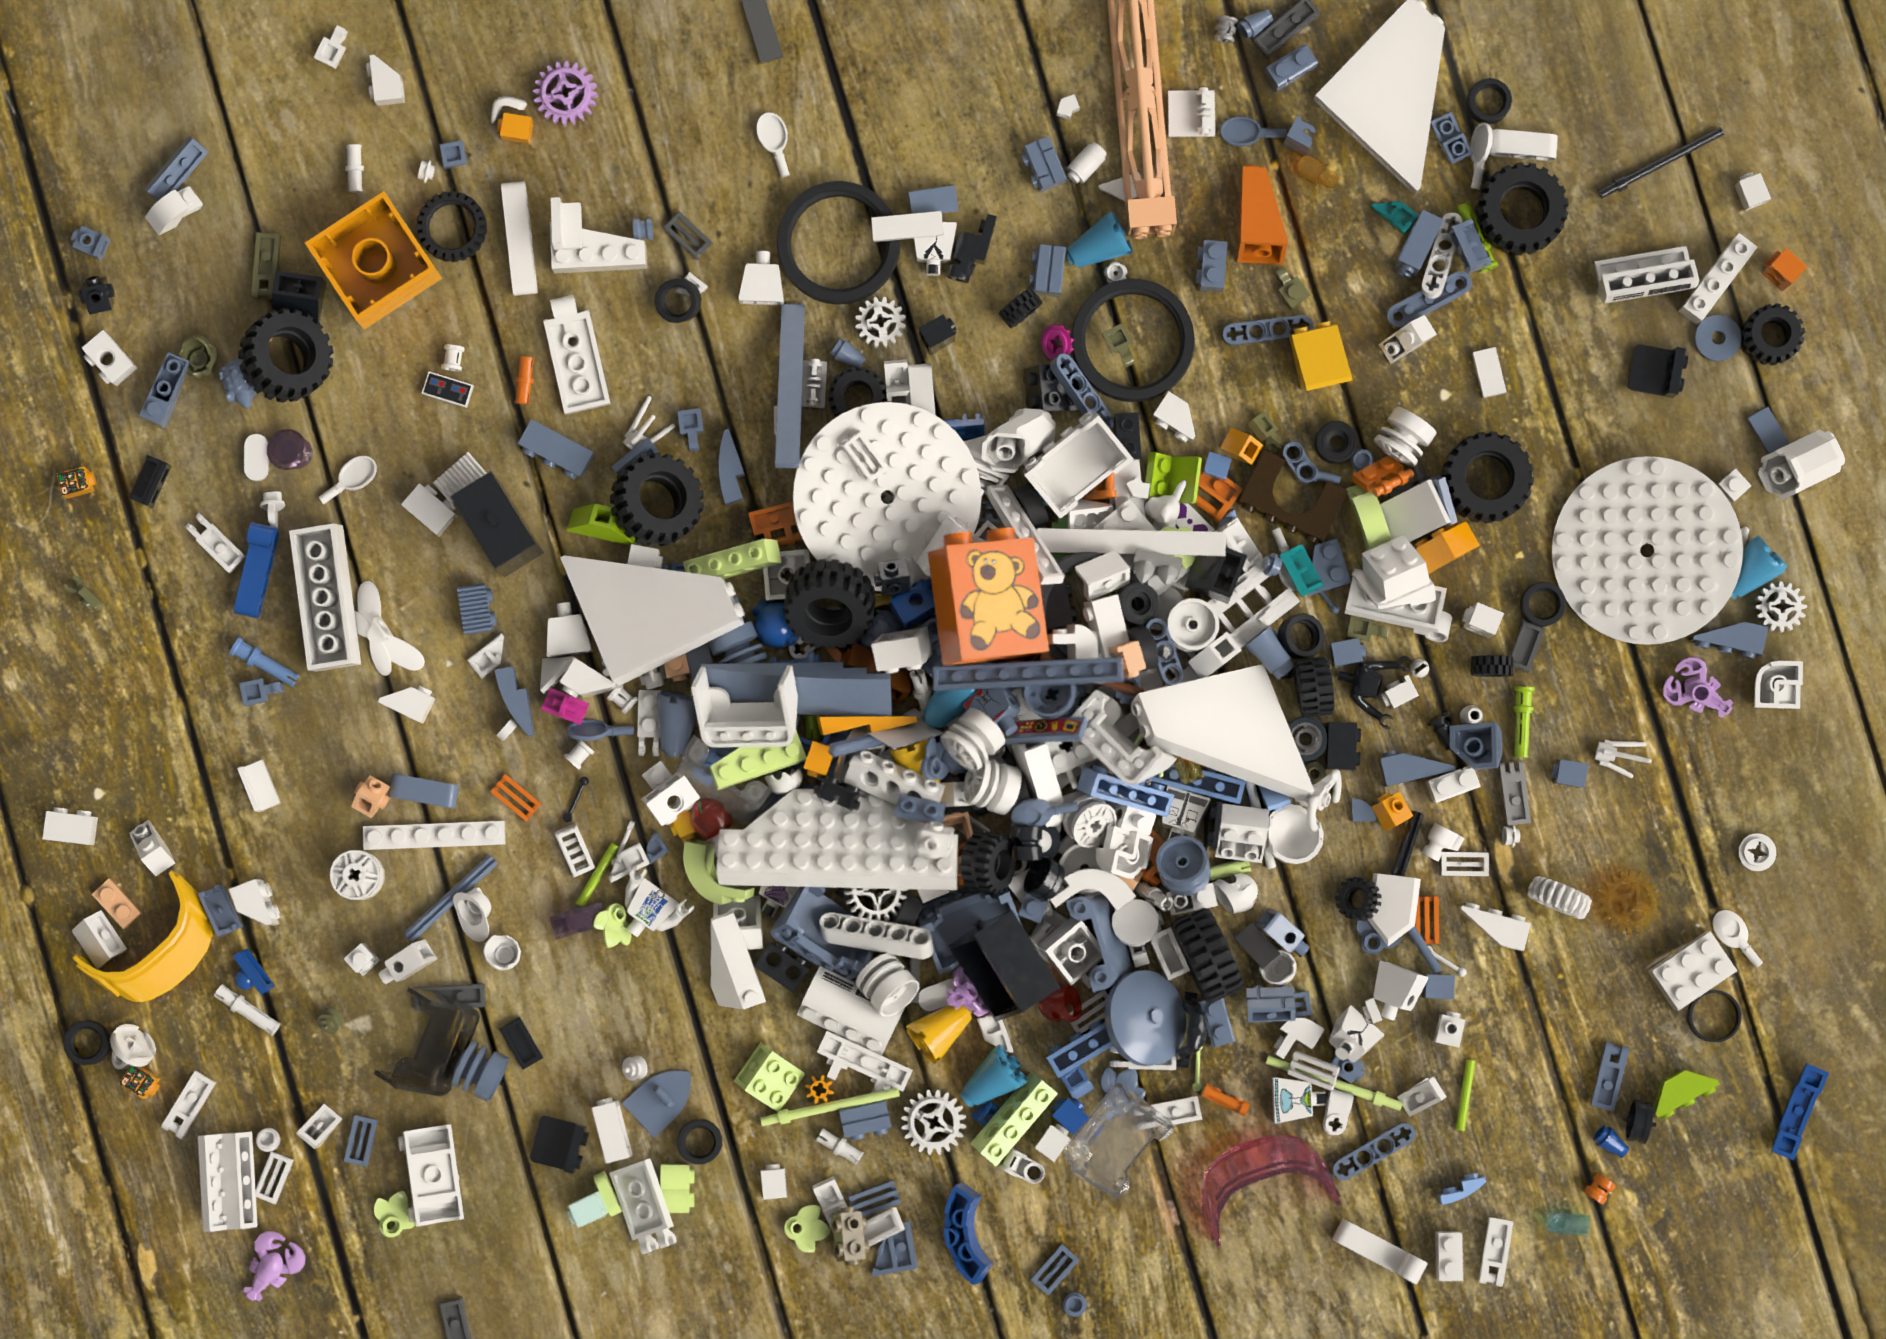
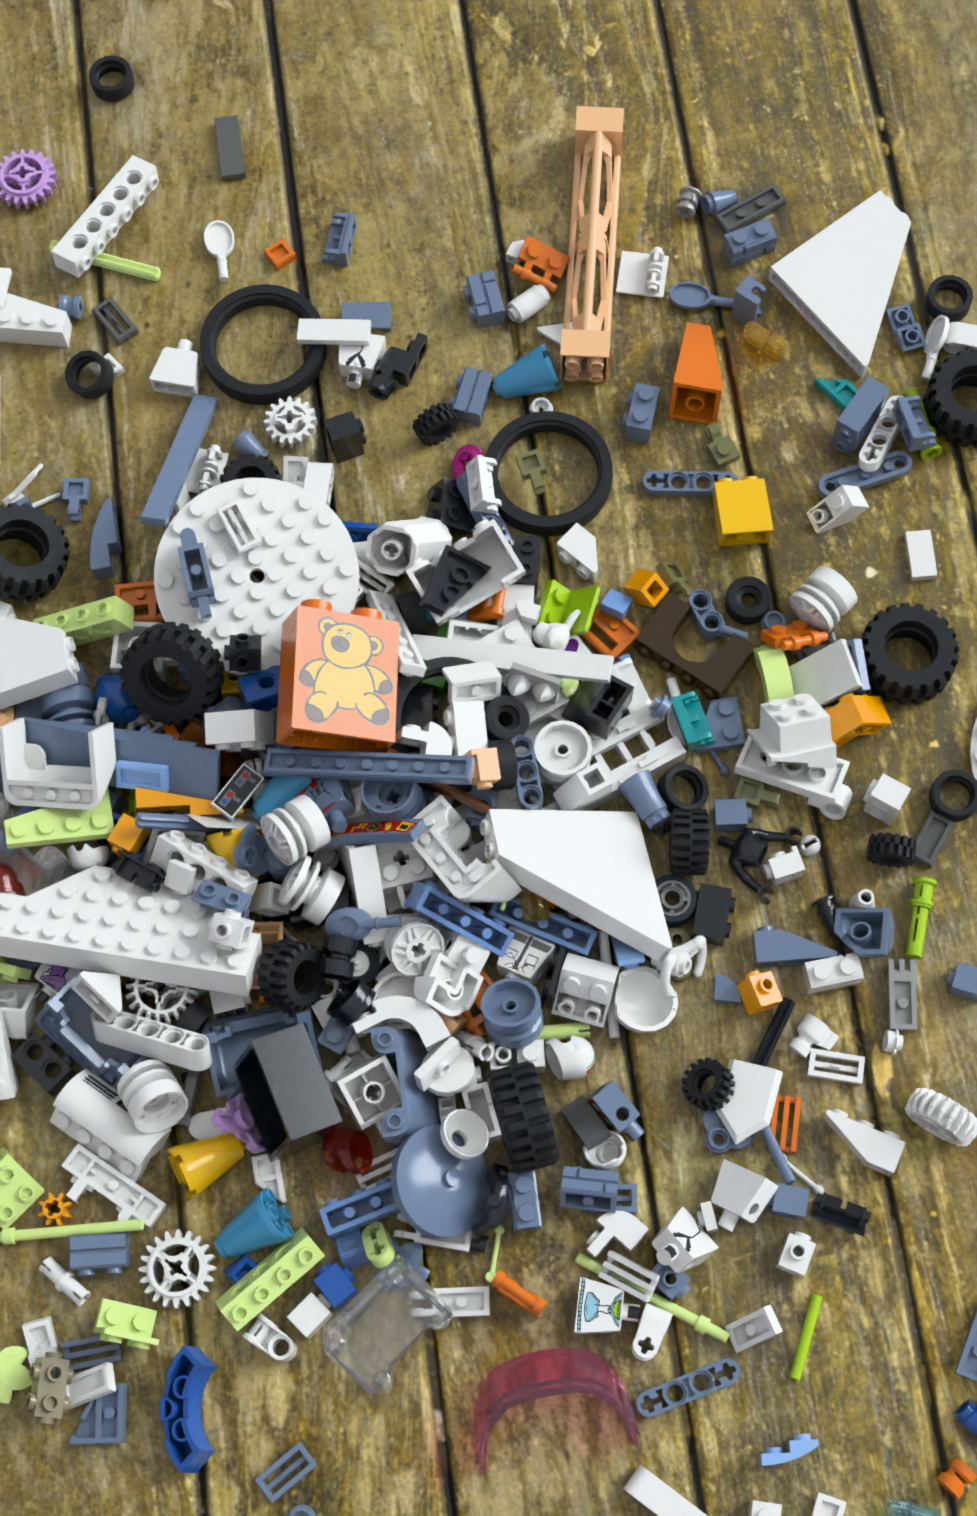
camera: 15 degrees right, 15 degrees down
(663, 171) = (122, 265): none -> yellowish green axle
(675, 72) = (105, 216): none -> white brick
(769, 648) = (100, 715): none -> light grey piece
(822, 704) = (142, 775): none -> light blue tile
(829, 906) = (100, 992): none -> white slope
(834, 140) = (280, 254): none -> orange tile
(837, 511) = (196, 573): none -> sand blue hinge
(876, 793) = (180, 876): none -> white tile
(890, 117) = (340, 239): none -> sand blue hinge
(901, 1175) = (127, 1322): none -> yellowish green bracket
(909, 705) = (237, 791): none -> tile
(1066, 475) = (451, 580): none -> black wing
(1075, 370) = (481, 485): none -> white hinge
(1095, 113) = (542, 258): none -> orange plate
(1096, 1079) = (374, 1245): none -> yellowish green beam
(1128, 921) = (437, 1064): none -> white plate
(1166, 973) = (470, 1128): none -> white piece
(1474, 989) = (851, 1219): none -> black hinge

